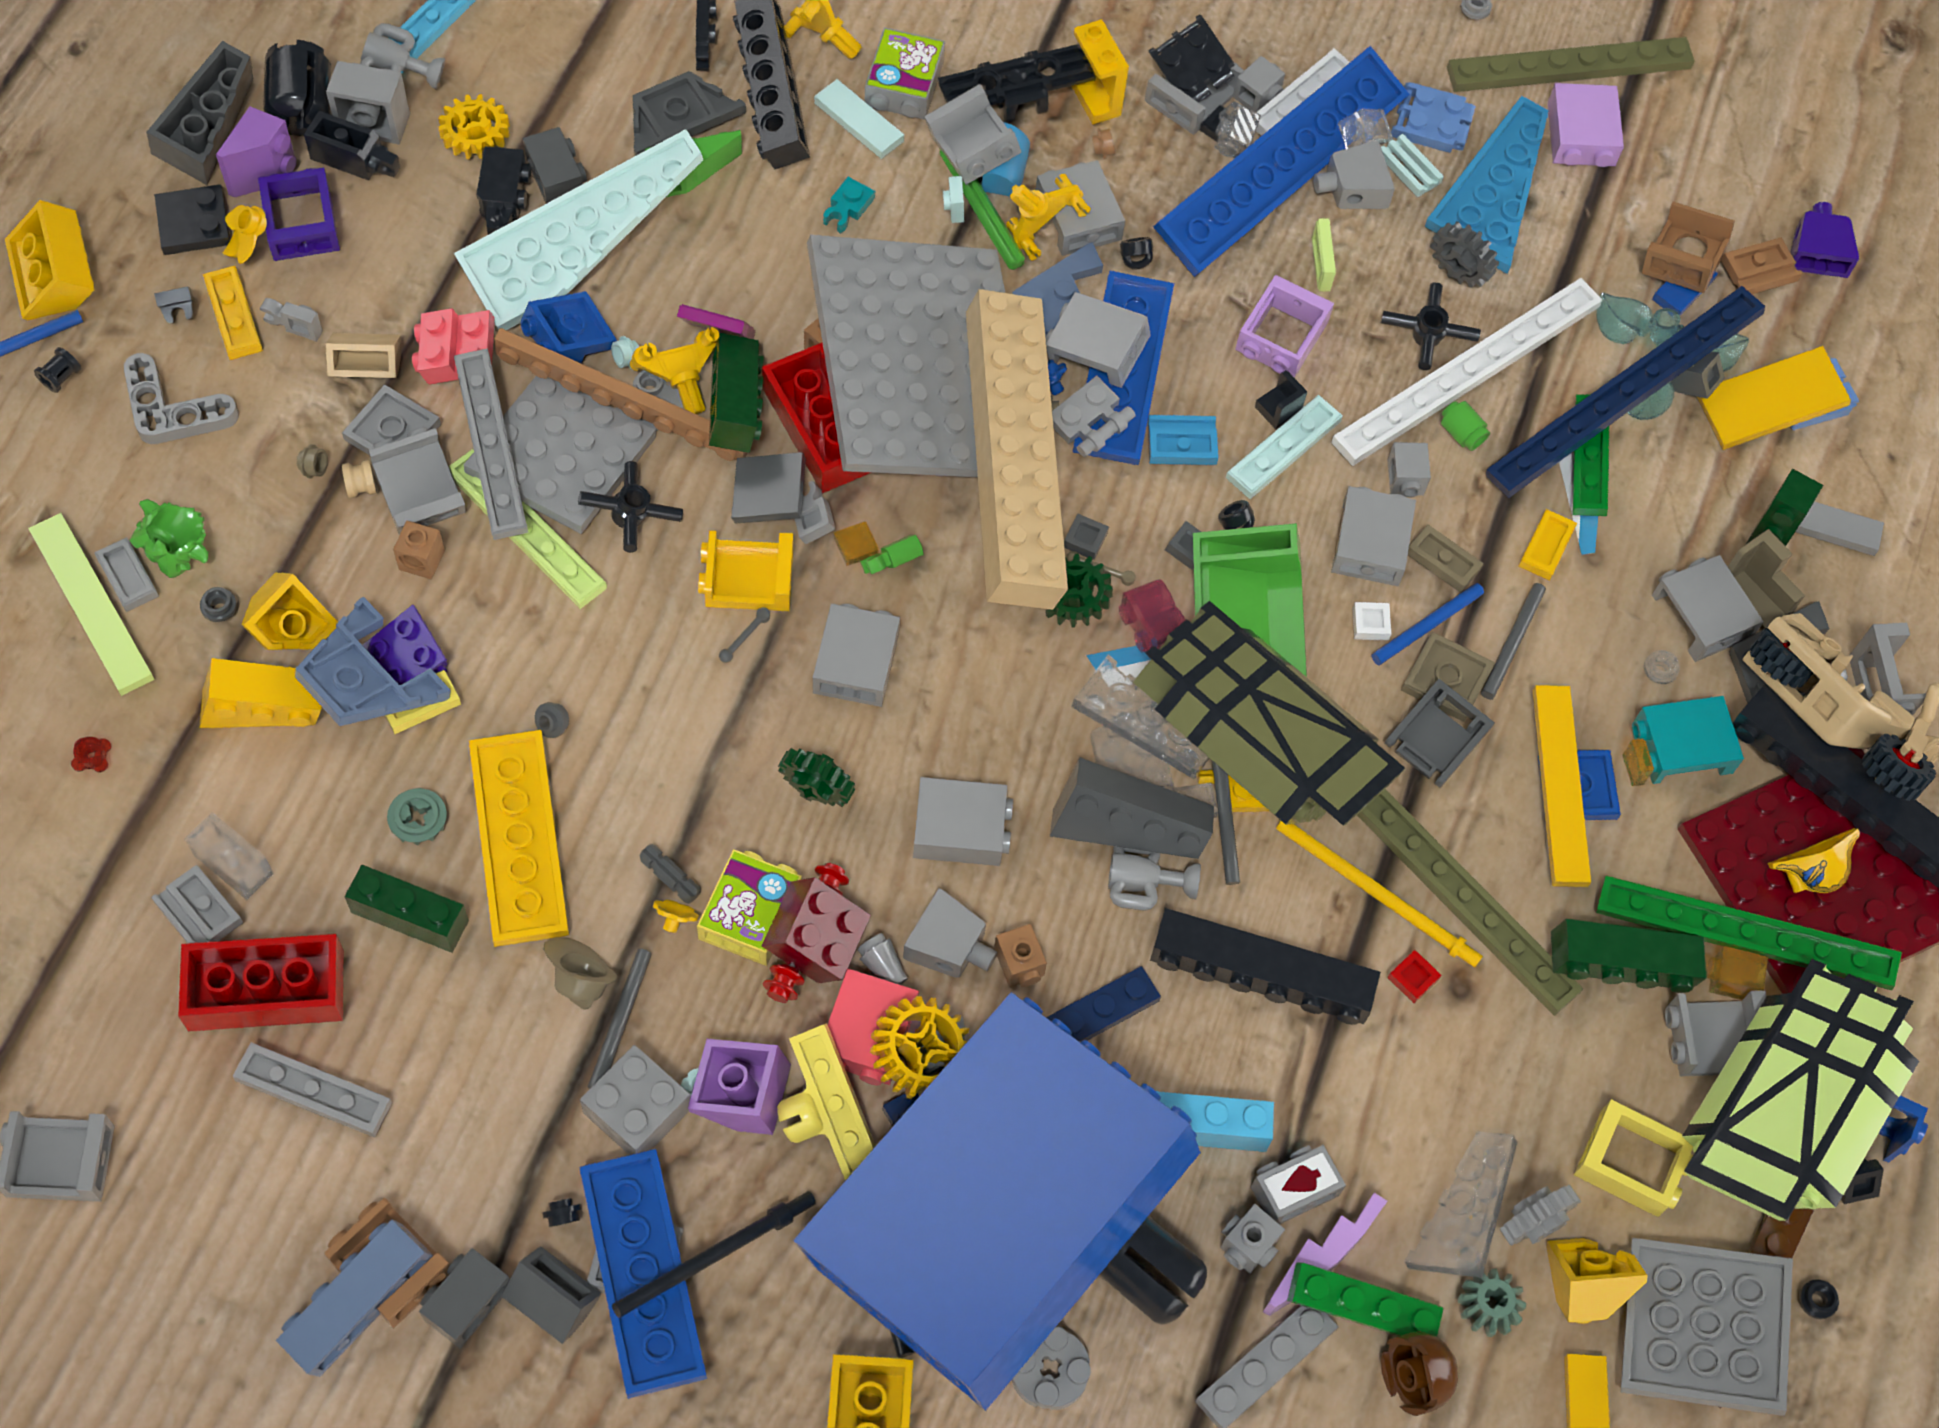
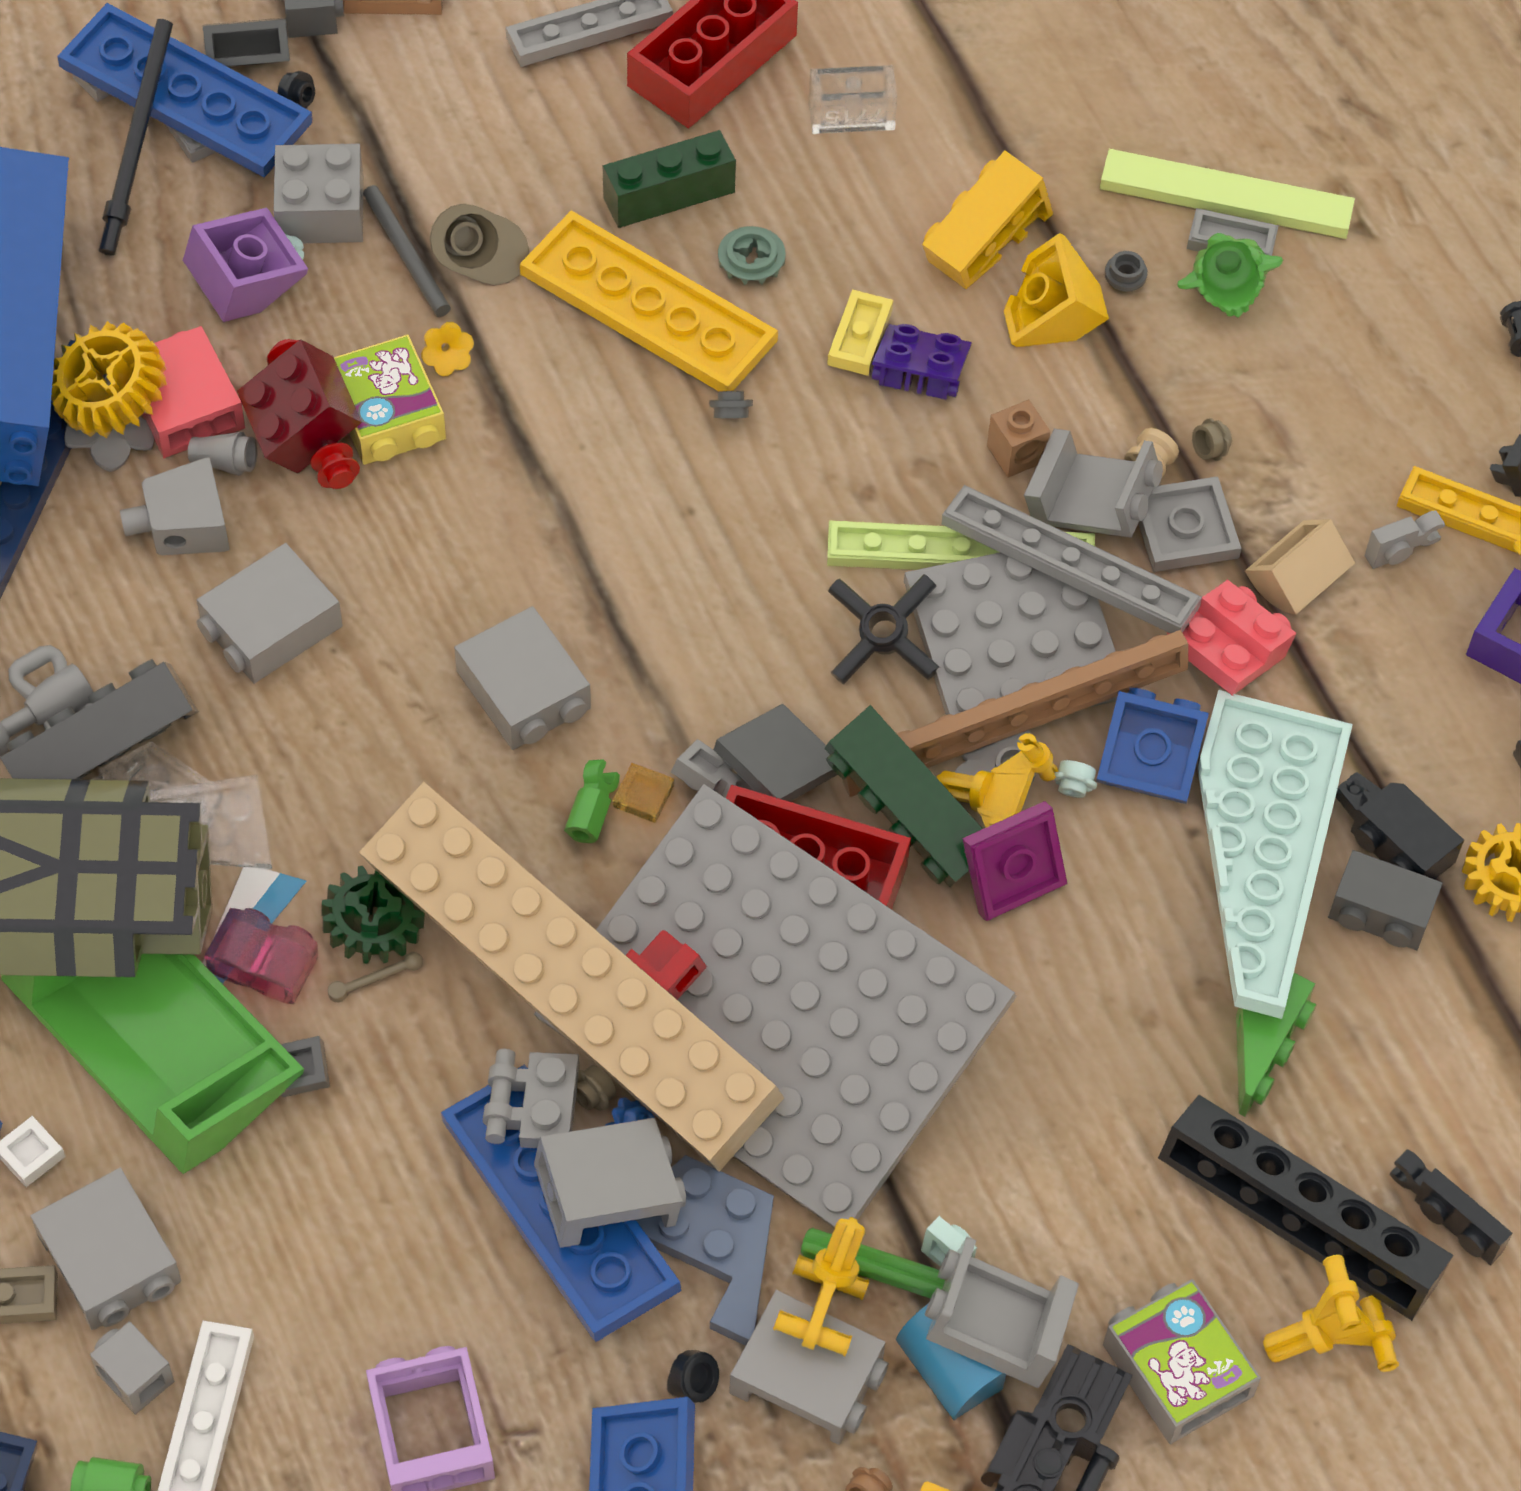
camera: 140 degrees right, 5 degrees down
(88, 745) = (1065, 95): clear red plate -> none
(167, 416) = (1387, 374): light grey beam -> none
(197, 908) = (829, 50): light grey plate -> none
(351, 681) = (923, 272): sand blue wing -> none
(670, 873) = (488, 379): dark grey axle -> none
(677, 106) = (1352, 1085): dark grey wing -> none
(747, 573) = (712, 672): yellow panel -> none
(762, 616) = (656, 654): dark grey hinge -> none
(816, 777) = (433, 523): dark green gear -> none
(828, 1102) = (157, 299): light yellow plate -> none
(848, 201) = (1060, 1154): teal plate -> none
(859, 118) = (1154, 1263): light aqua tile -> none
(962, 402) = (669, 963): none -> red panel
(1020, 956) = (100, 546): medium nougat brick -> none
(1086, 536) = (418, 985): dark grey plate -> none
(1182, 440) = (418, 1184): dark azure plate -> none
(1236, 515) = (279, 1143): black tile -> none
(1282, 401) = (349, 1326): black panel -> none
(1284, 447) = (303, 1287): light aqua tile -> none

